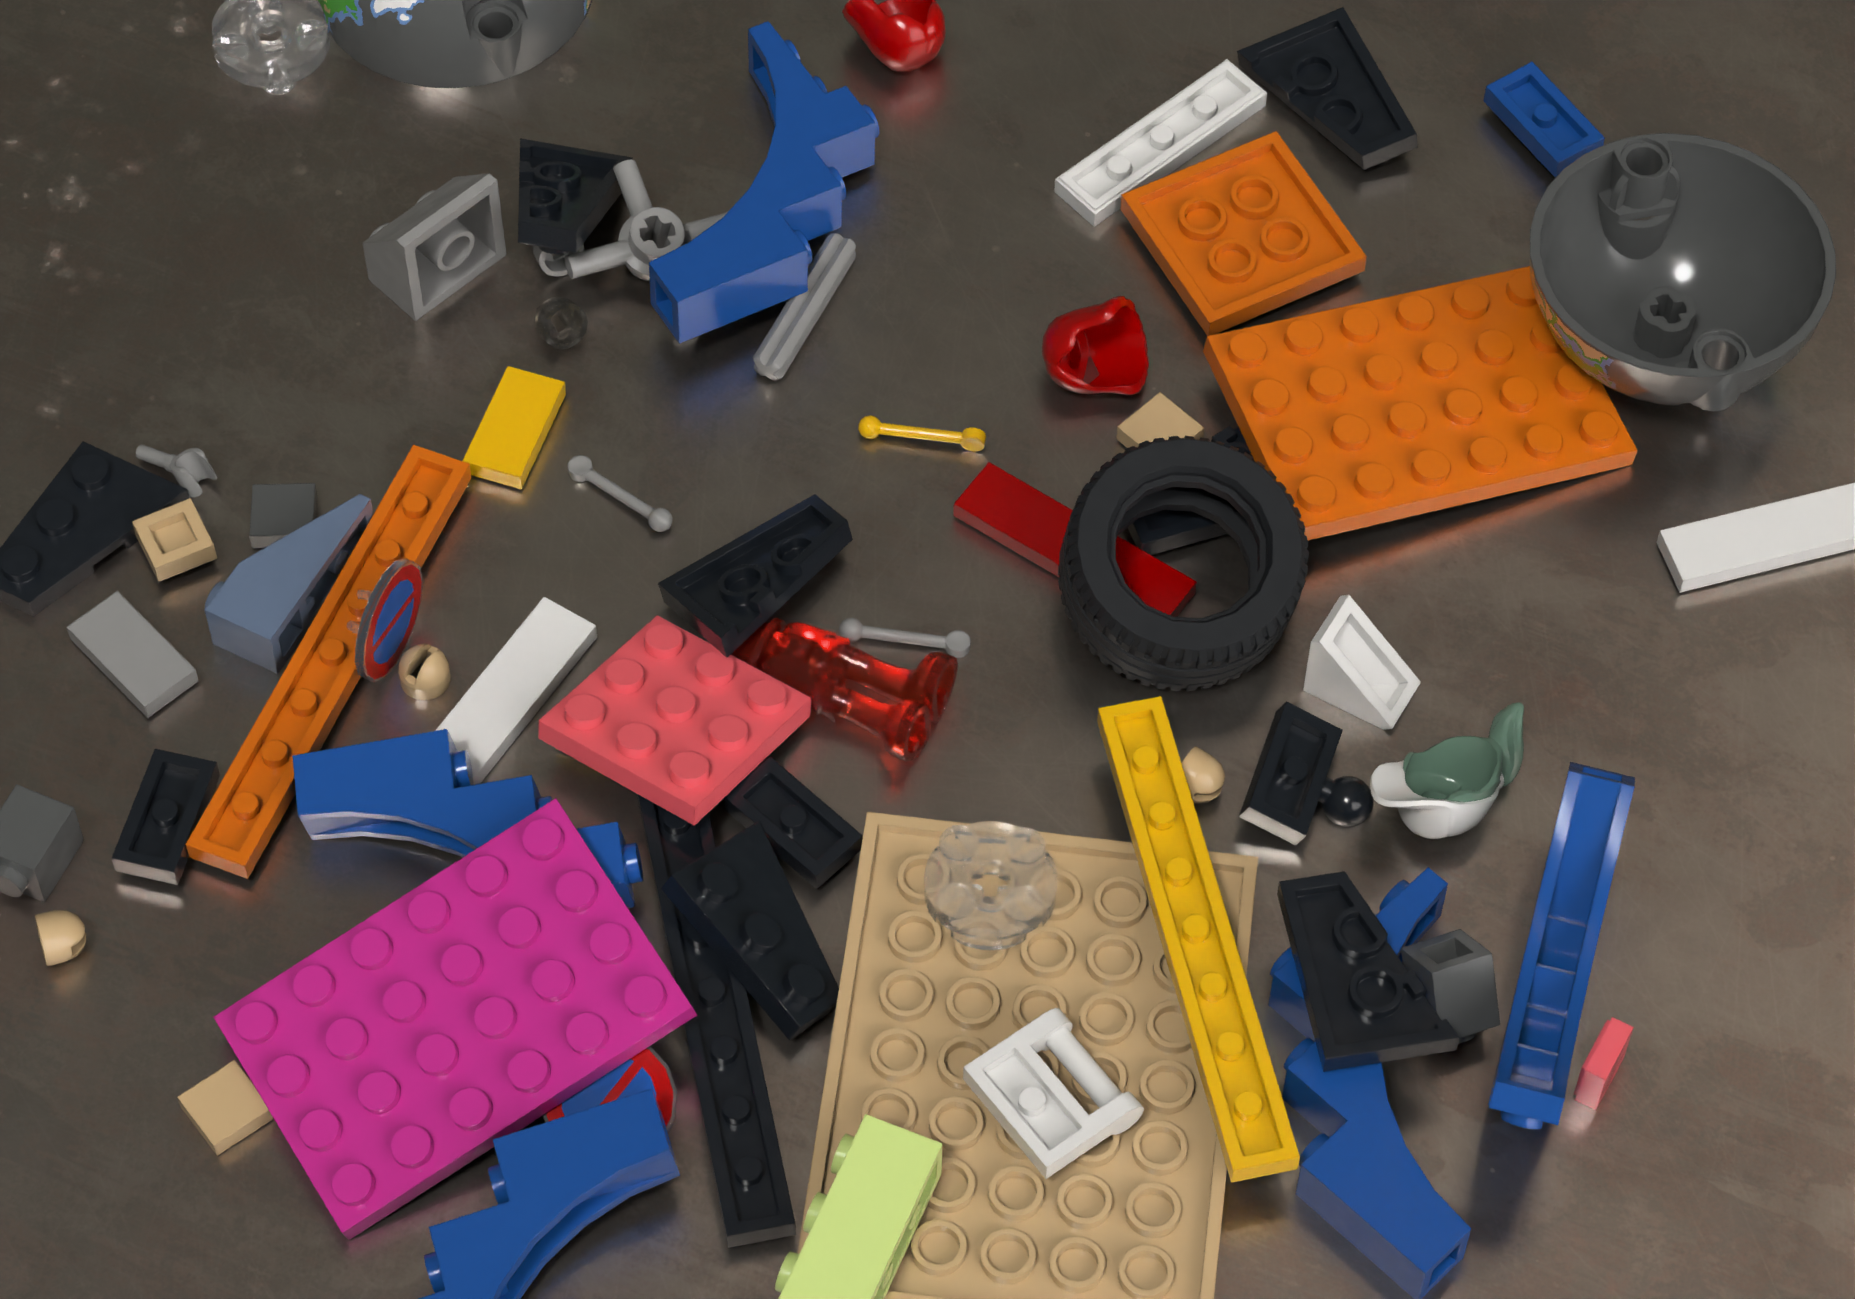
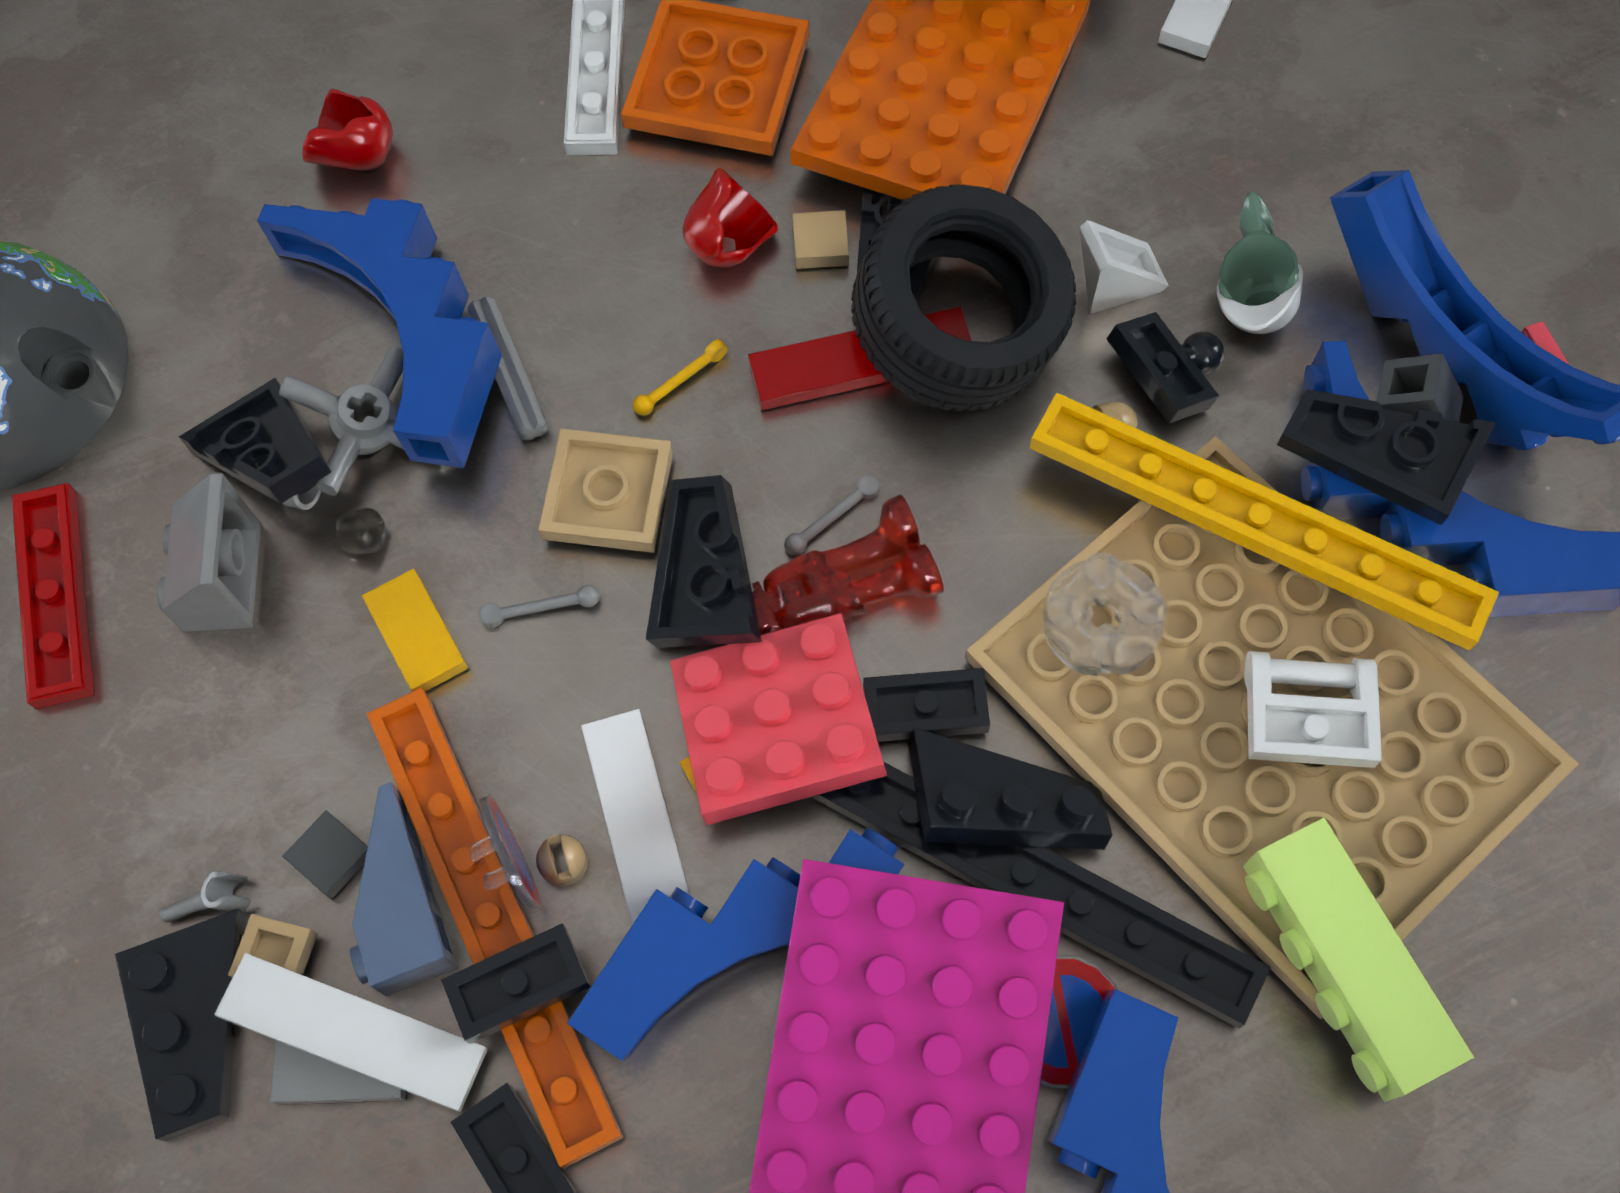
camera: 45 degrees left, 10 degrees up
(162, 632) = (351, 1032): none -> white tile
(292, 701) = (515, 983): none -> black plate
(314, 170) = (52, 596): none -> red tile
(762, 457) = (606, 490): none -> tan plate

